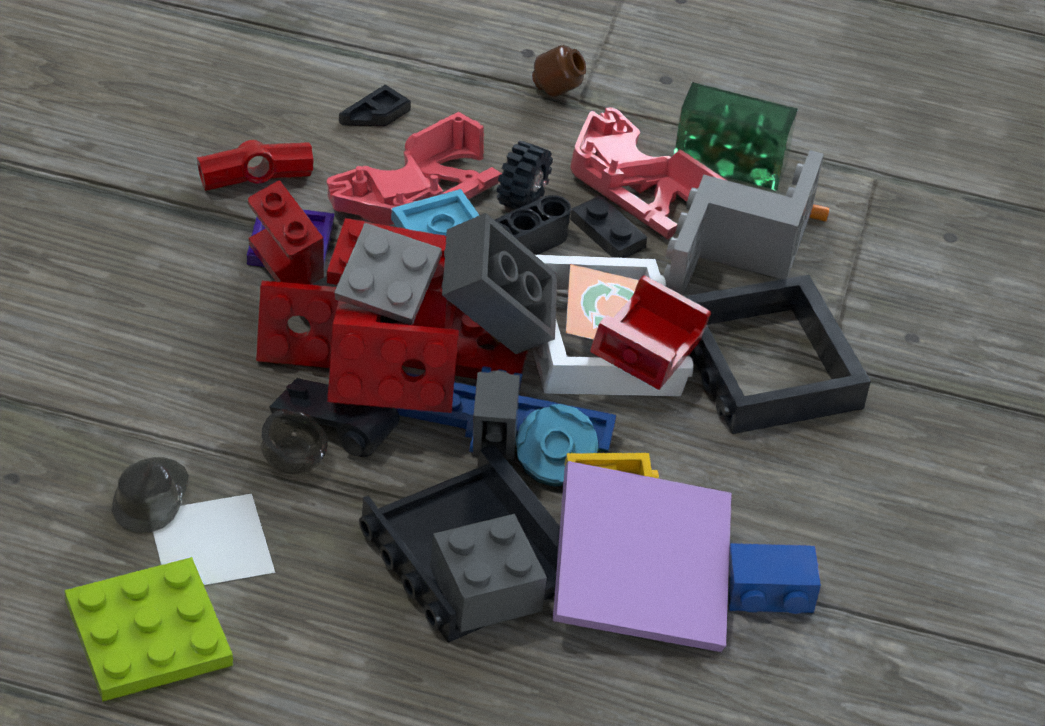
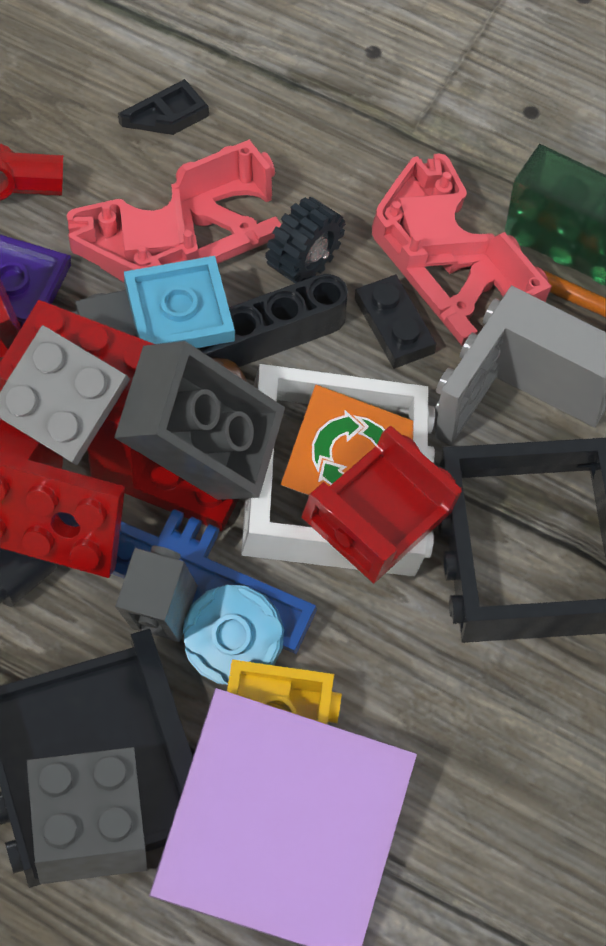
camera: 15 degrees right, 15 degrees up
(559, 70) = (395, 89): reddish brown head -> none
(773, 578) = (442, 876): blue brick -> none

